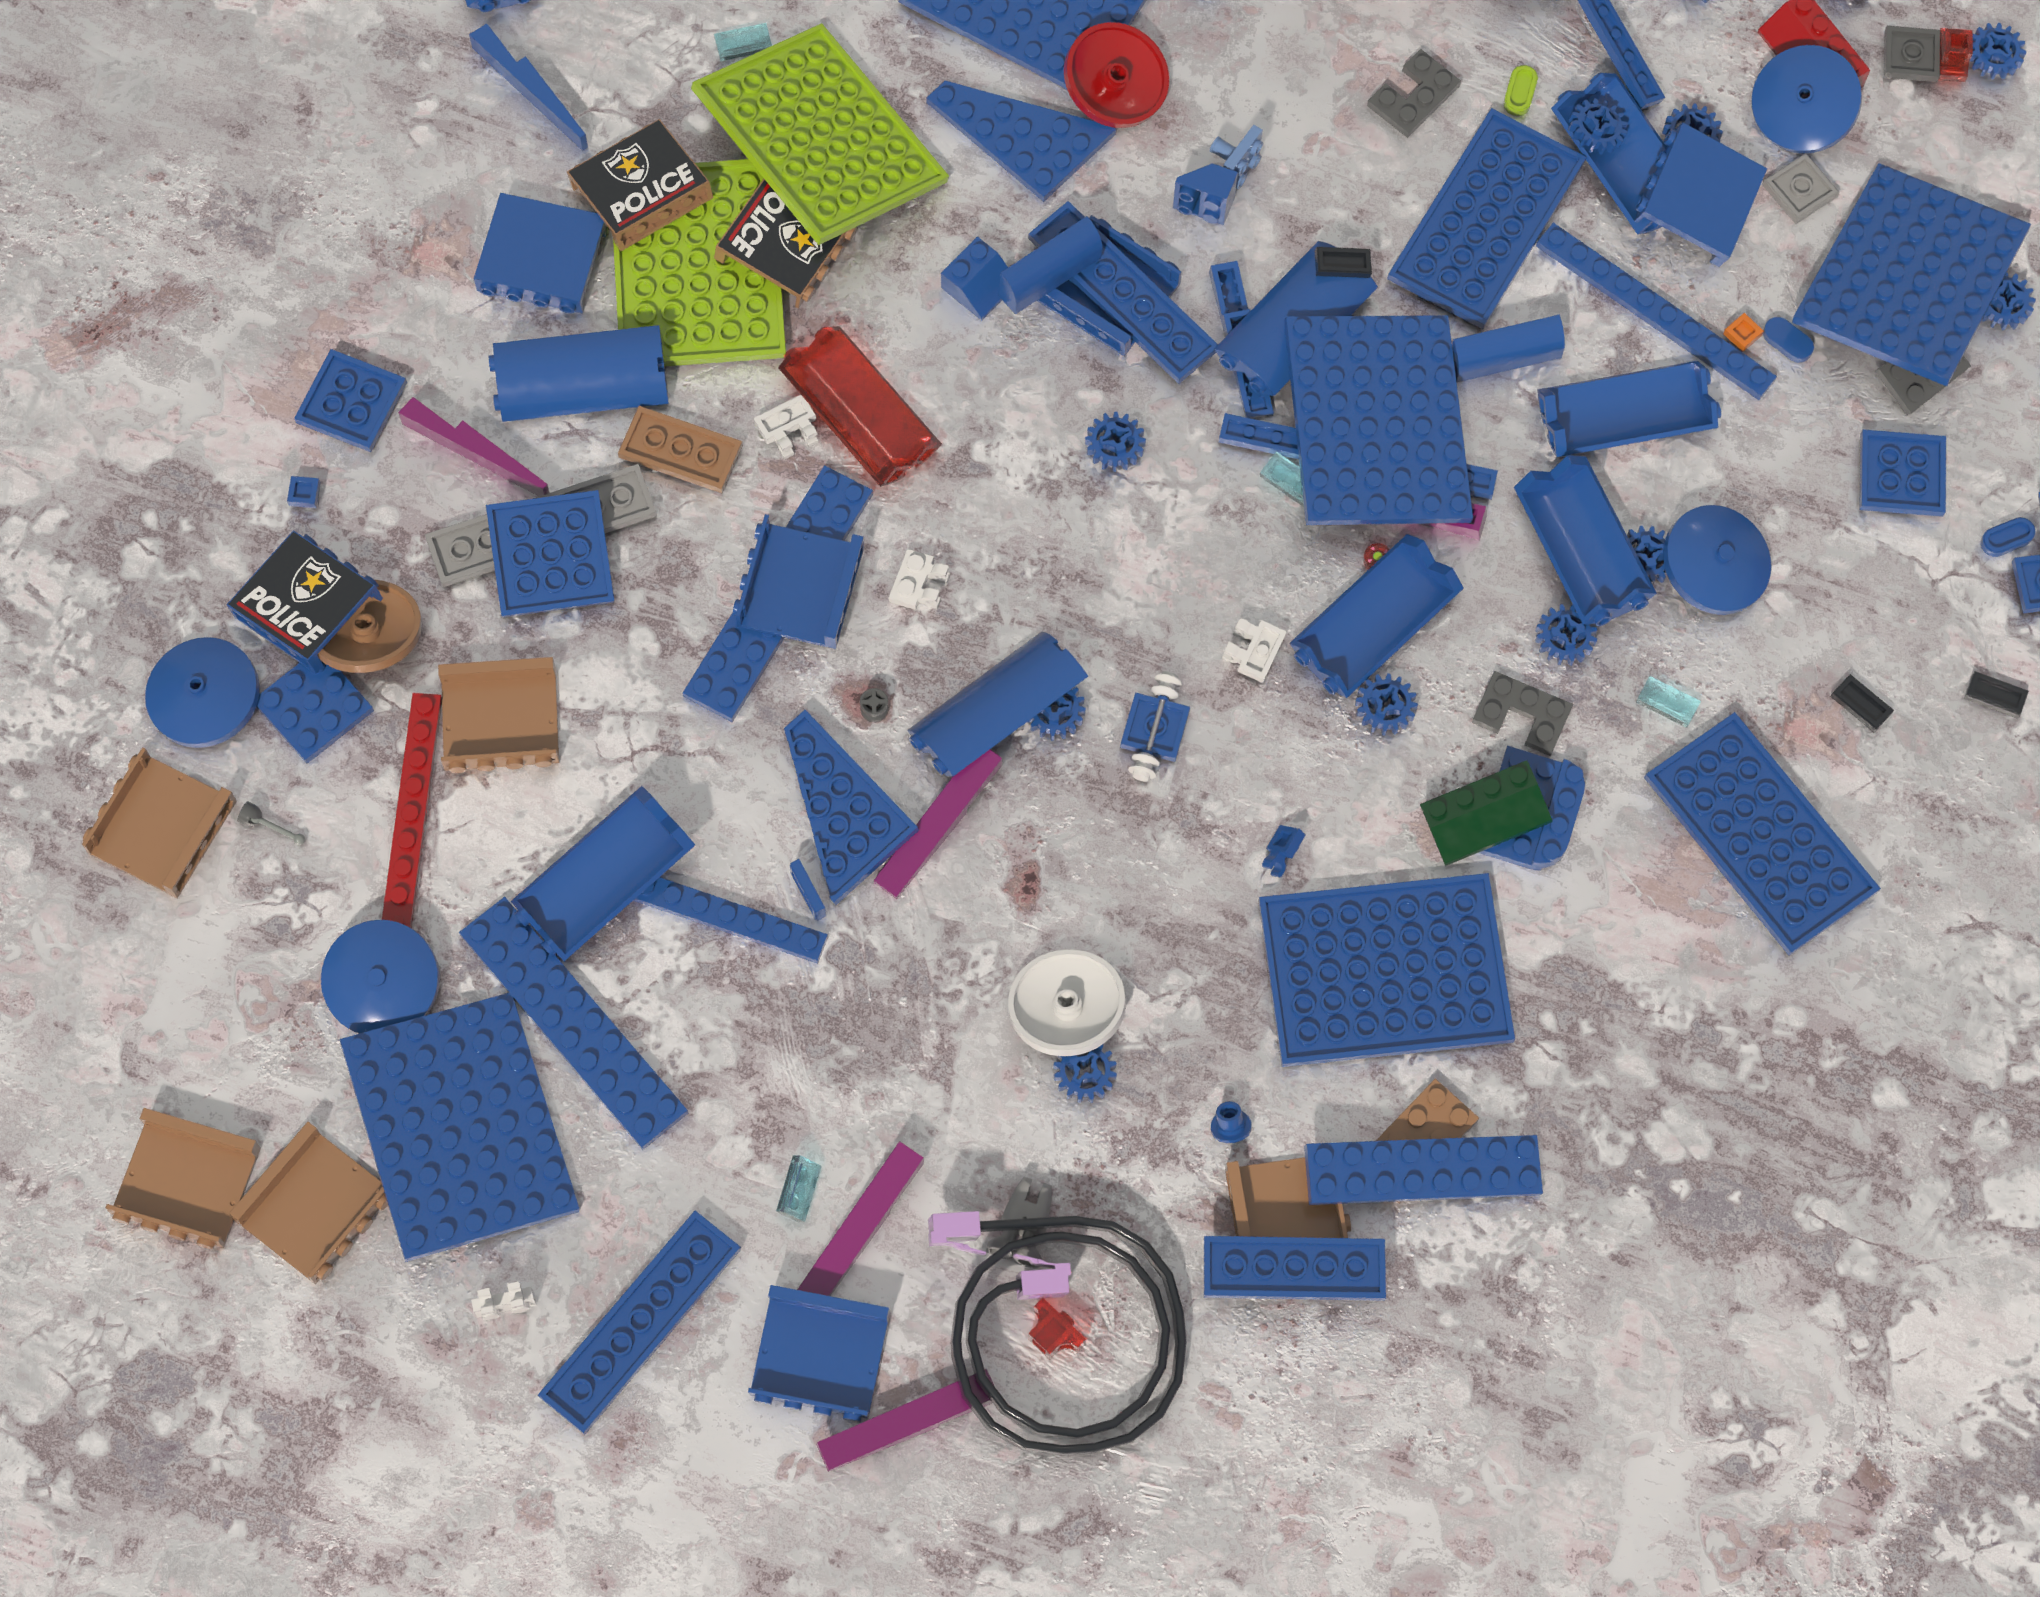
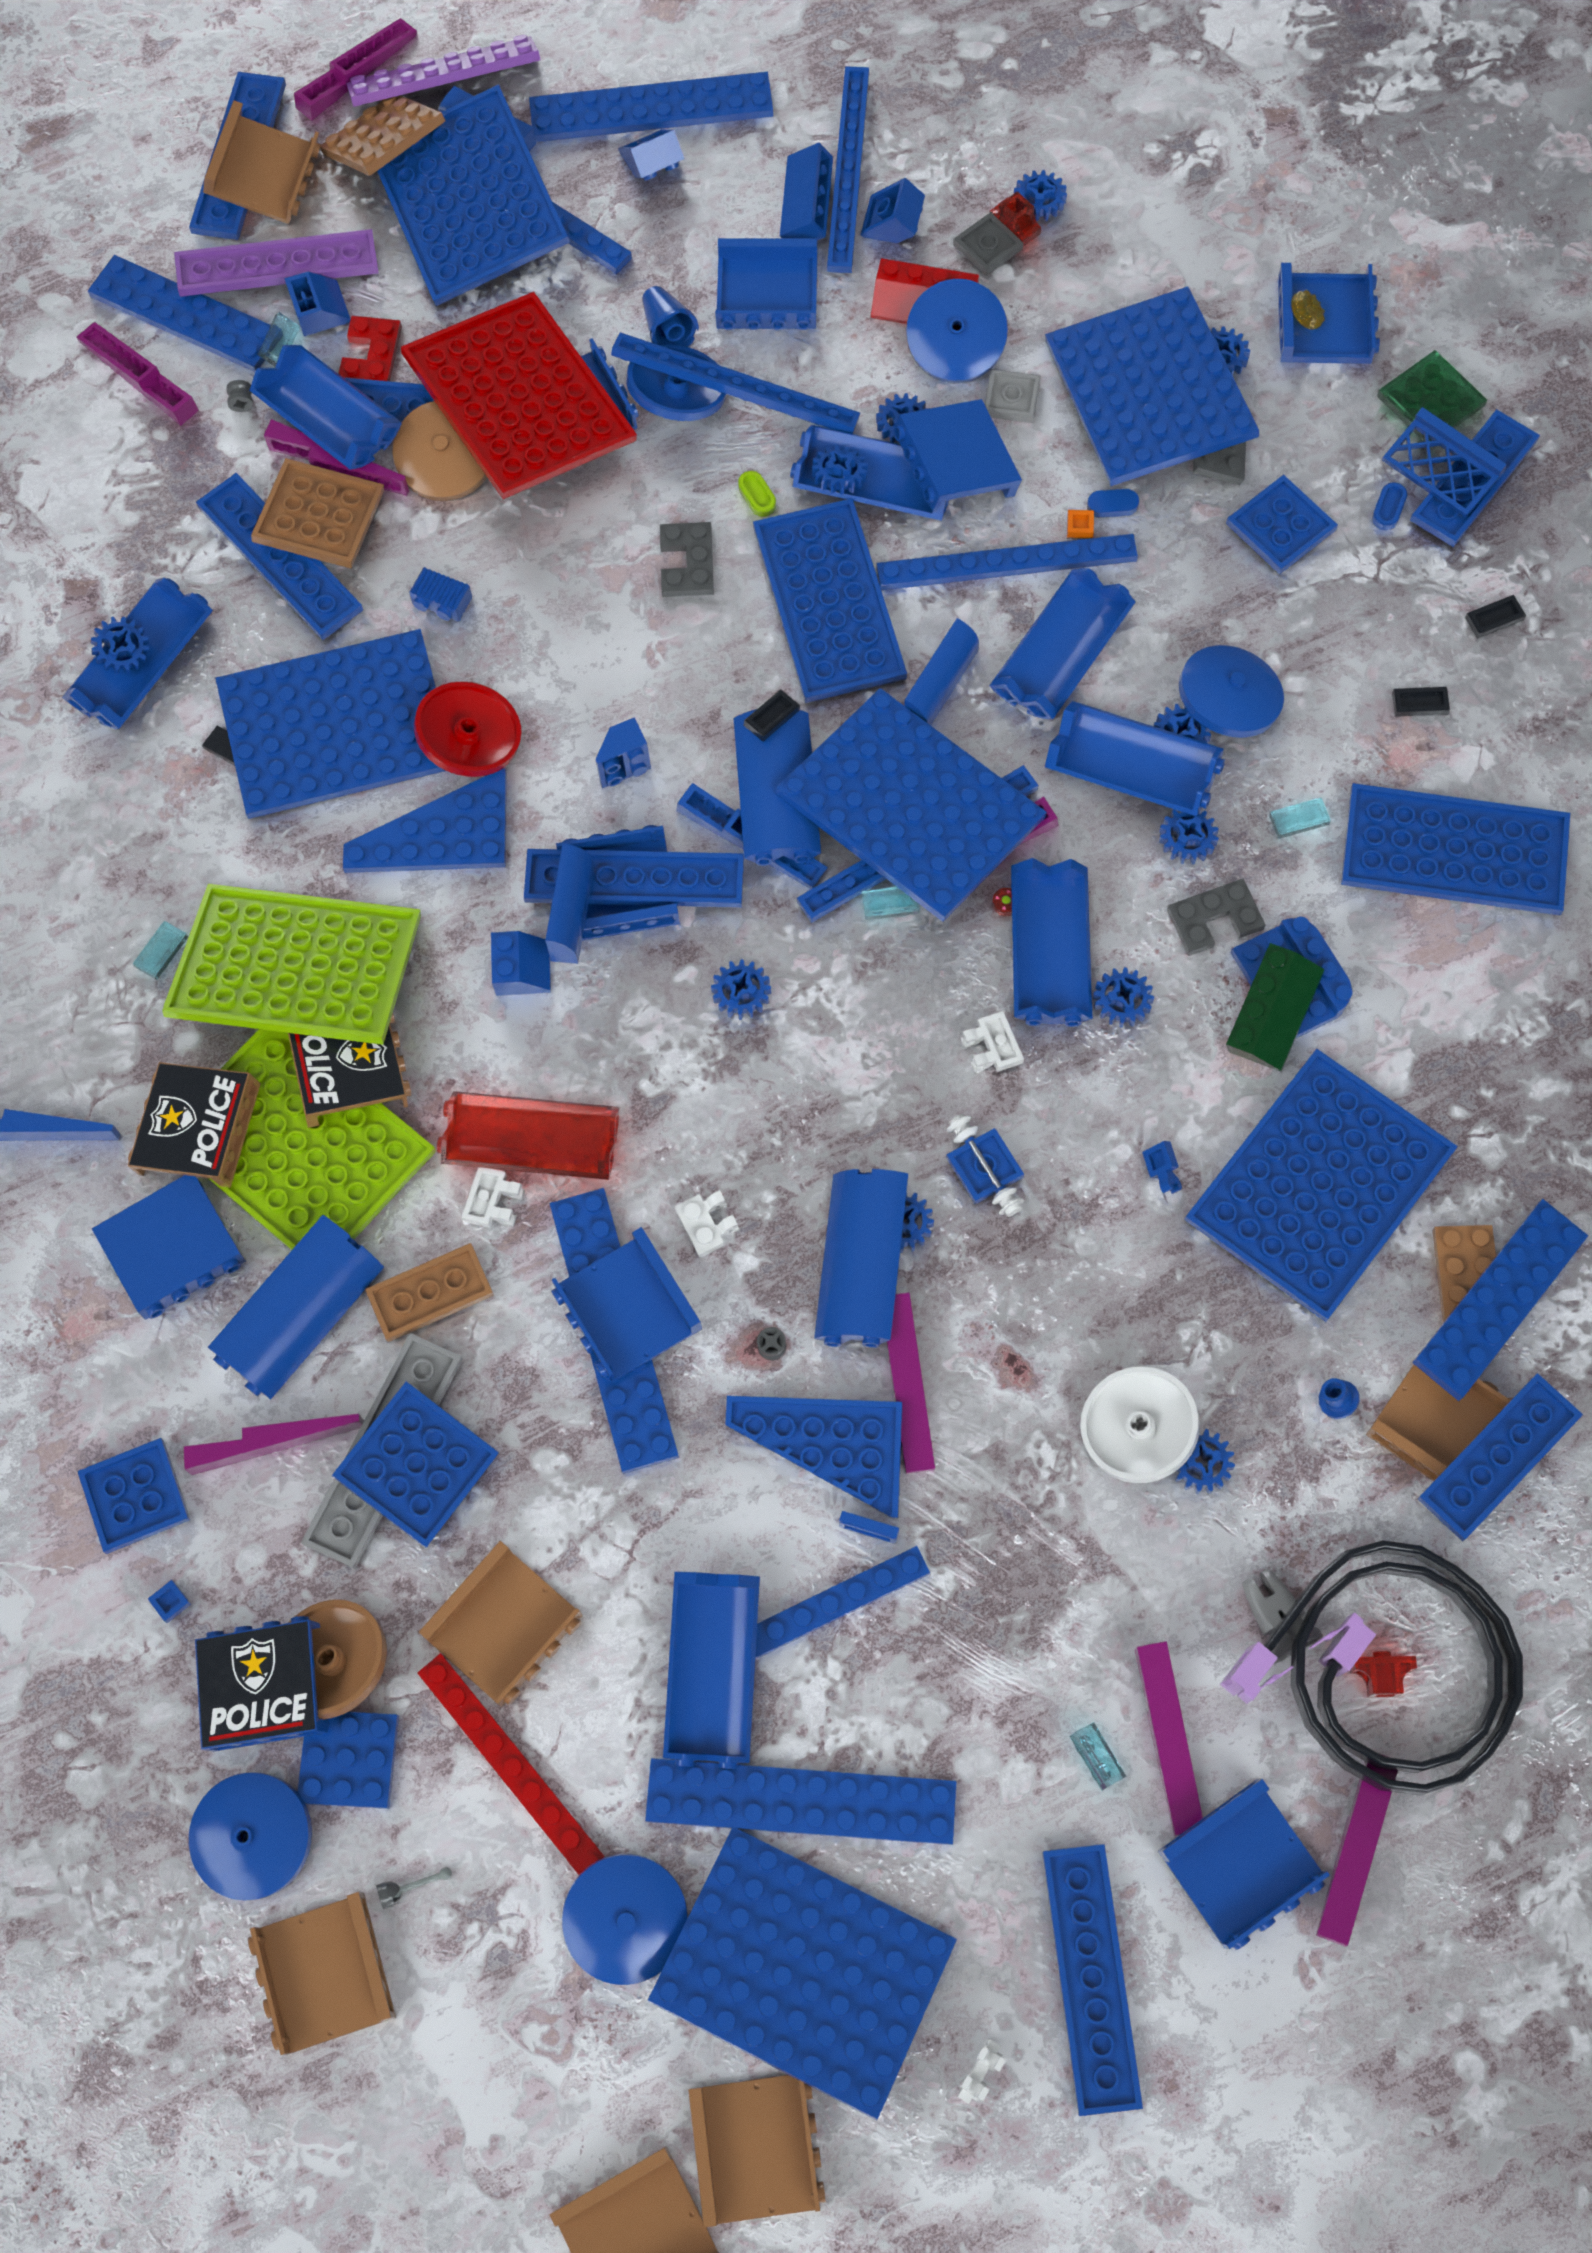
camera: 40 degrees left, 0 degrees up
(1243, 156) = (621, 706): medium blue plate -> none

